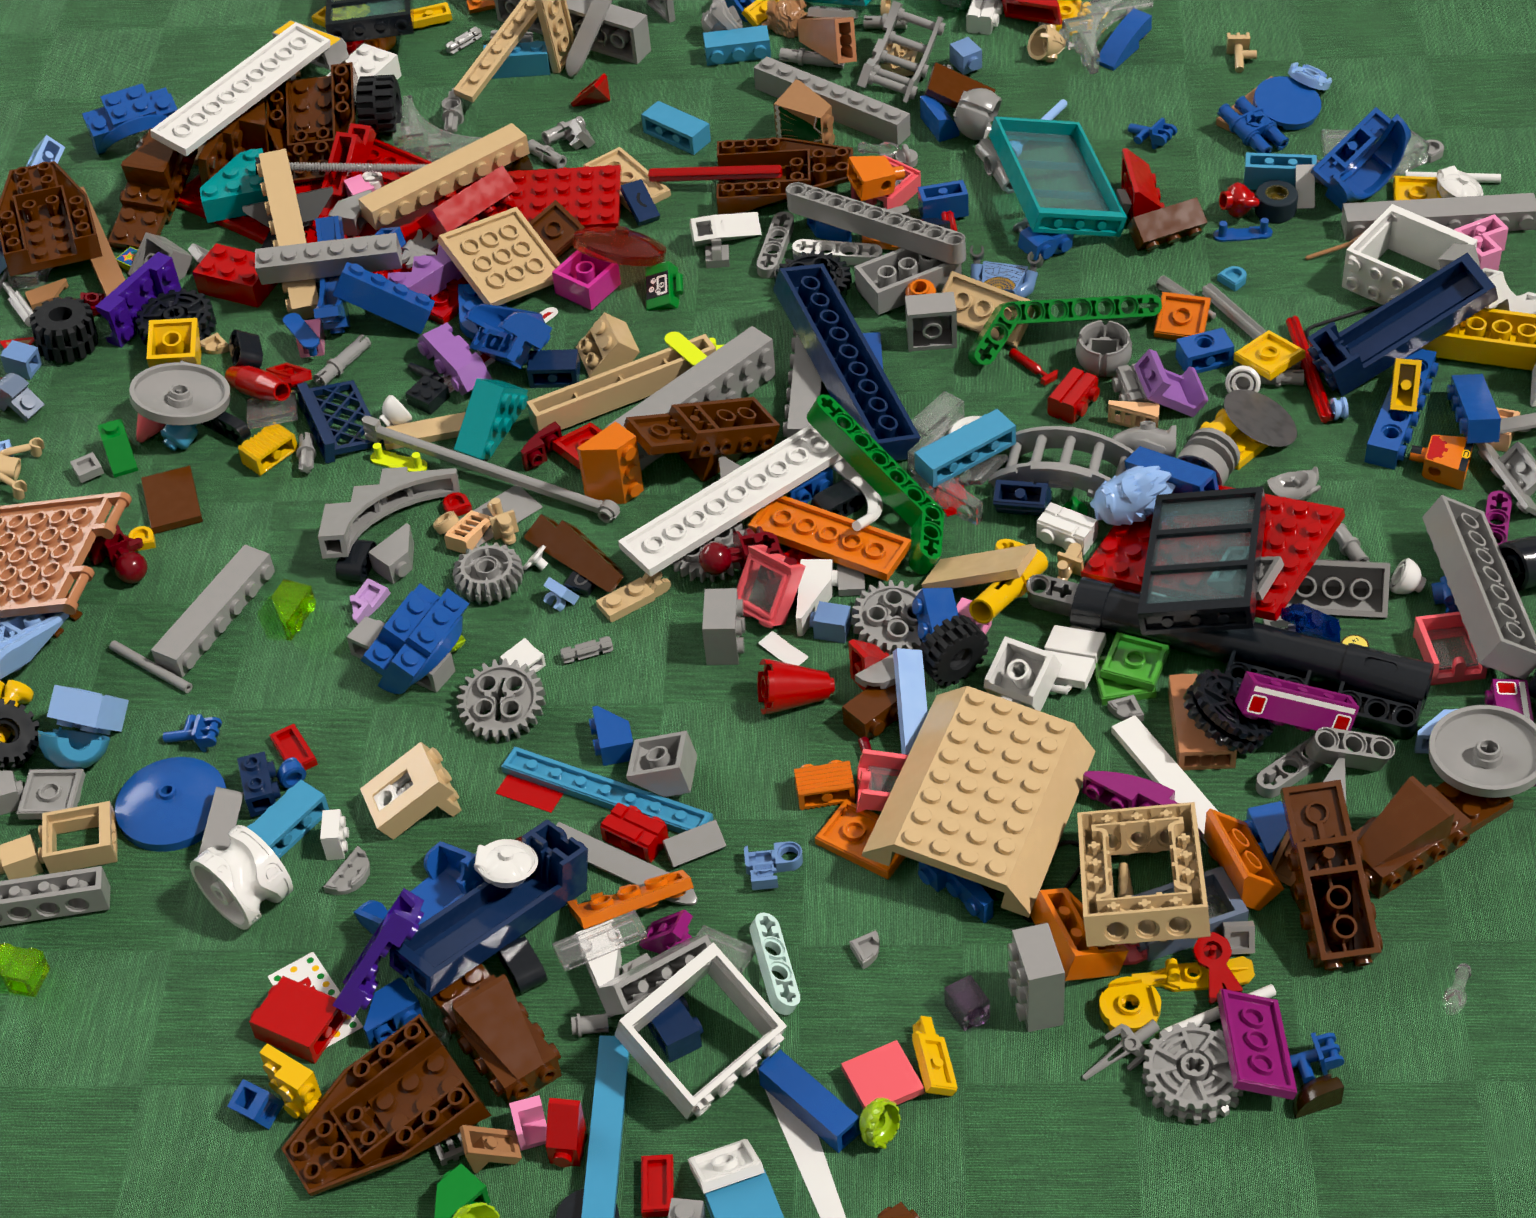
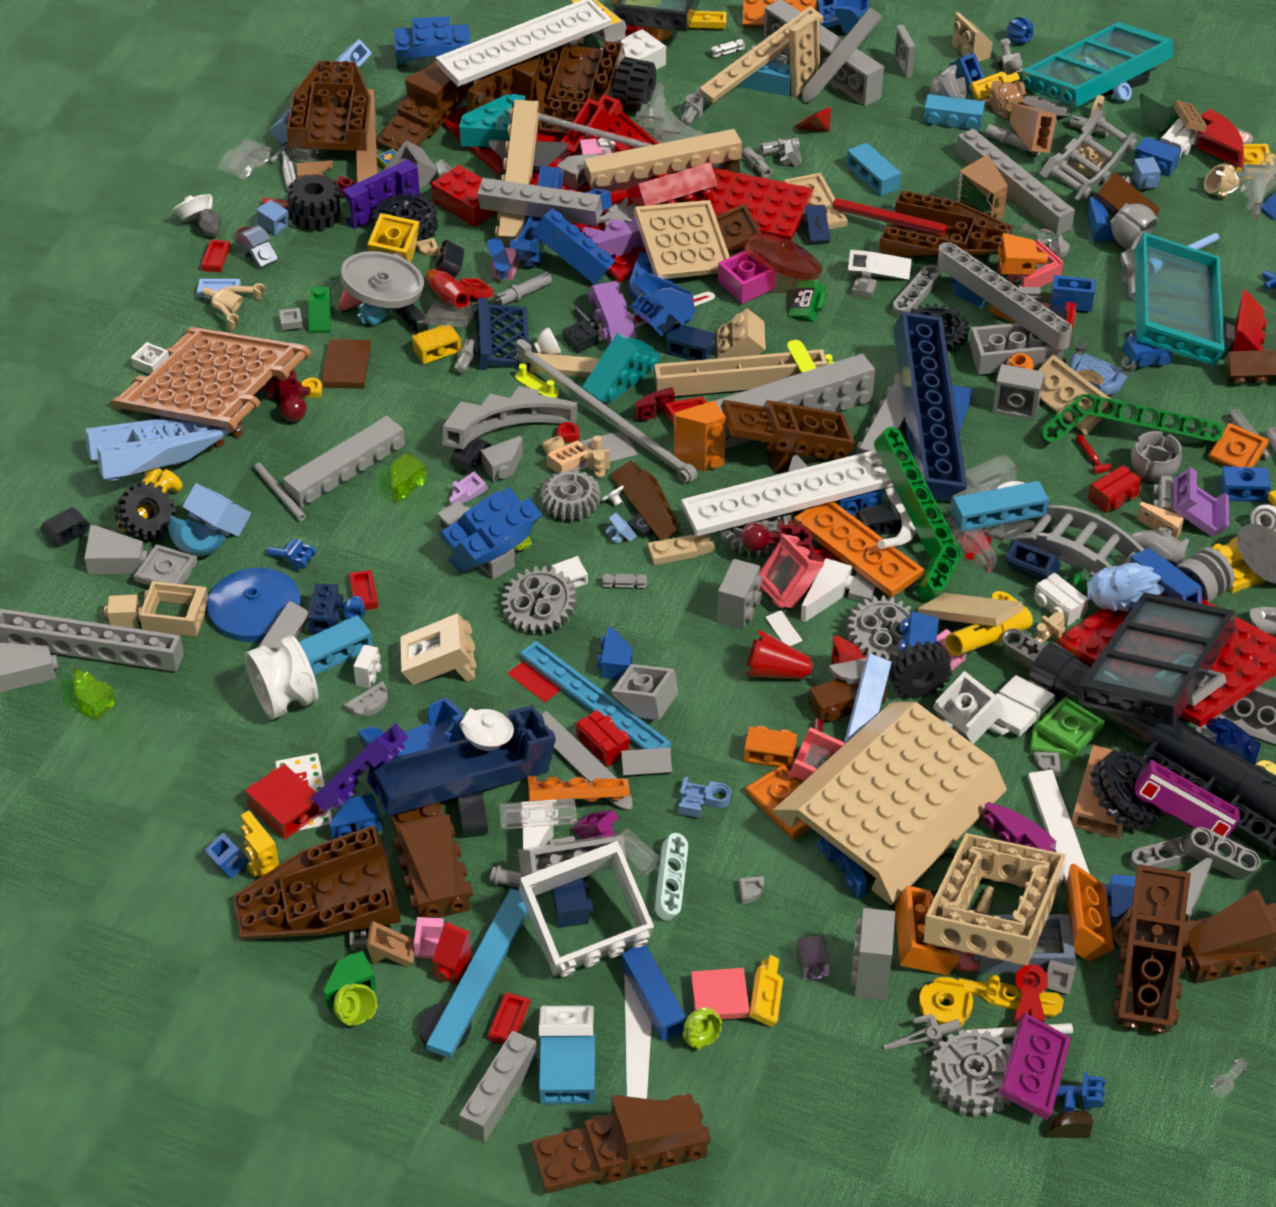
camera: 15 degrees right, 0 degrees up
(831, 622) = (831, 617): medium blue brick -> none
(838, 248) = (986, 318): white beam -> none
(977, 30) = (1165, 155): none -> blue brick

